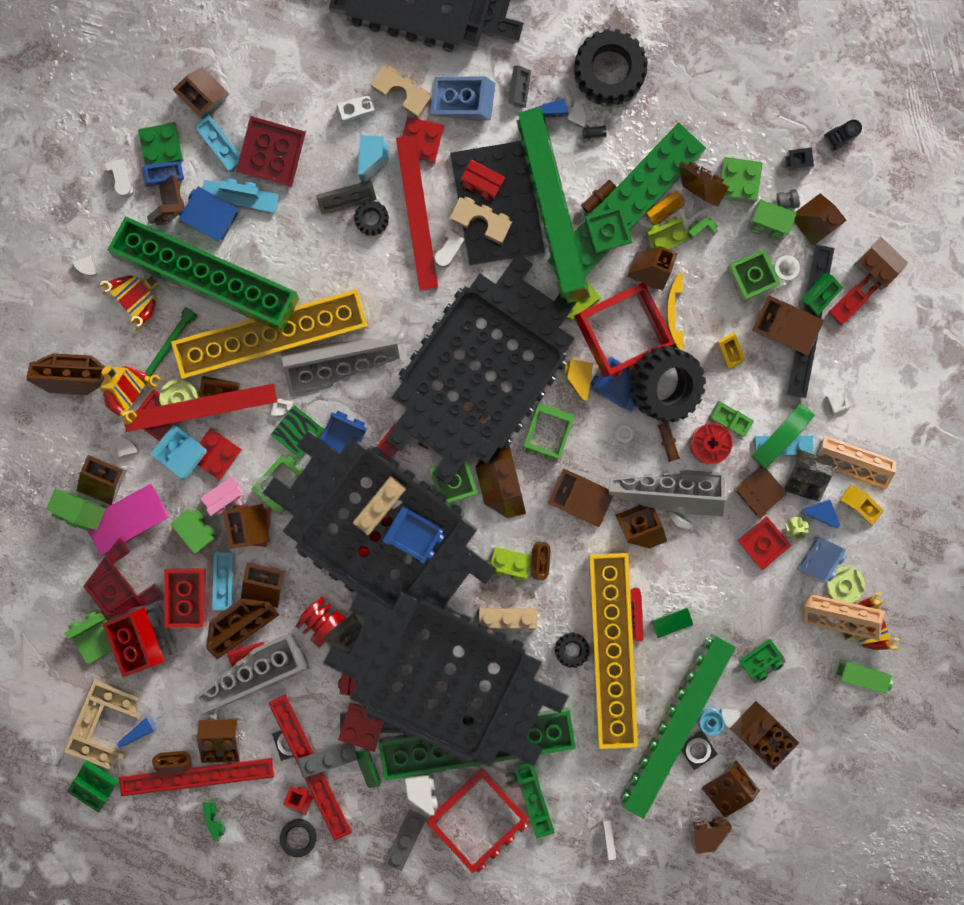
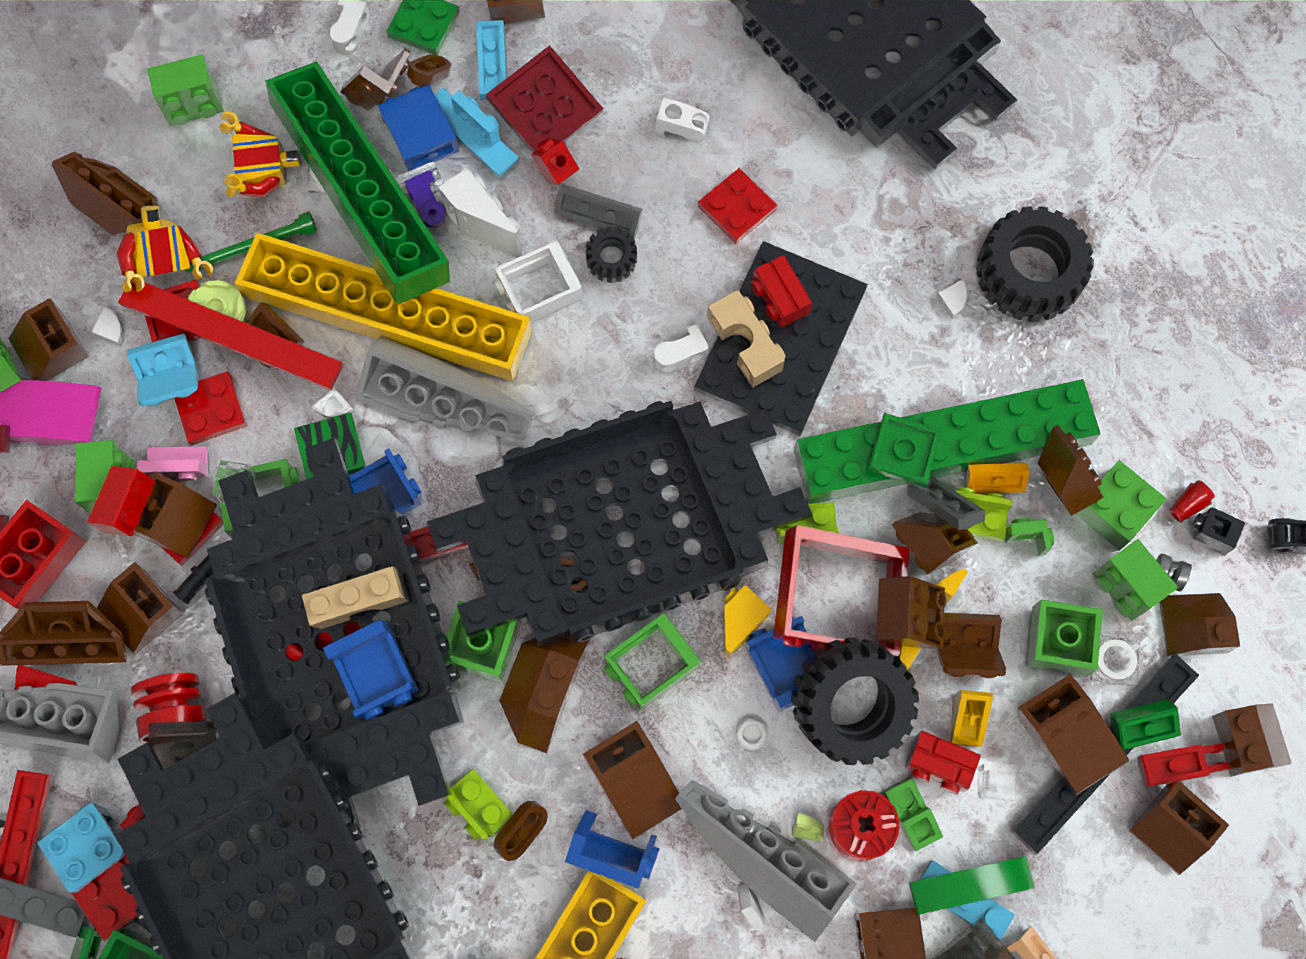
camera: 35 degrees right, 15 degrees down
(63, 284) = (185, 90): none -> bright green brick
(85, 266) = (232, 95): white tile -> none
(161, 166) = (396, 40): blue slope -> none
(190, 175) = (428, 69): none -> reddish brown plate
(221, 537) = (121, 501): none -> red brick
(222, 580) = (93, 568): medium azure plate -> none
(245, 257) = (423, 199): none -> dark purple leg
(281, 246) = (479, 214): none -> white slope
(281, 546) = (194, 581): none -> black pin
(302, 184) = (554, 160): none -> red brick
(330, 716) = (82, 847): none -> medium azure bracket
(352, 245) = (529, 262): none -> white window
(372, 156) = (660, 175): medium azure slope -> none
(388, 81) = (744, 115): tan arch -> none
(417, 212) = (671, 284): red tile -> none
(463, 97) = (824, 189): medium blue slope -> none
(508, 617) = (421, 879): tan arch -> none
(519, 86) = (902, 219): dark grey plate -> none
(554, 207) = (849, 376): green brick -> none
(555, 109) = (921, 267): blue slope -> none
(593, 132) = (962, 330): black pin -> none
(595, 543) = (610, 856): none -> blue panel
(598, 196) = (916, 406): reddish brown pin -> none
(642, 526) = (691, 879): reddish brown slope -> none
(650, 244) = (947, 504): none -> dark grey plate
(667, 318) = (910, 613): none -> reddish brown slope
(668, 442) = (805, 785): reddish brown pin -> none
(683, 462) = (807, 828): none -> yellowish green tile
(707, 312) = (972, 645): none -> reddish brown bracket
(730, 382) = (942, 762): none -> red brick
(776, 151) = (1192, 500): none -> red cone
(837, 403) = (1077, 893): white tile -> none
(868, 337) = (1178, 827): none -> reddish brown slope

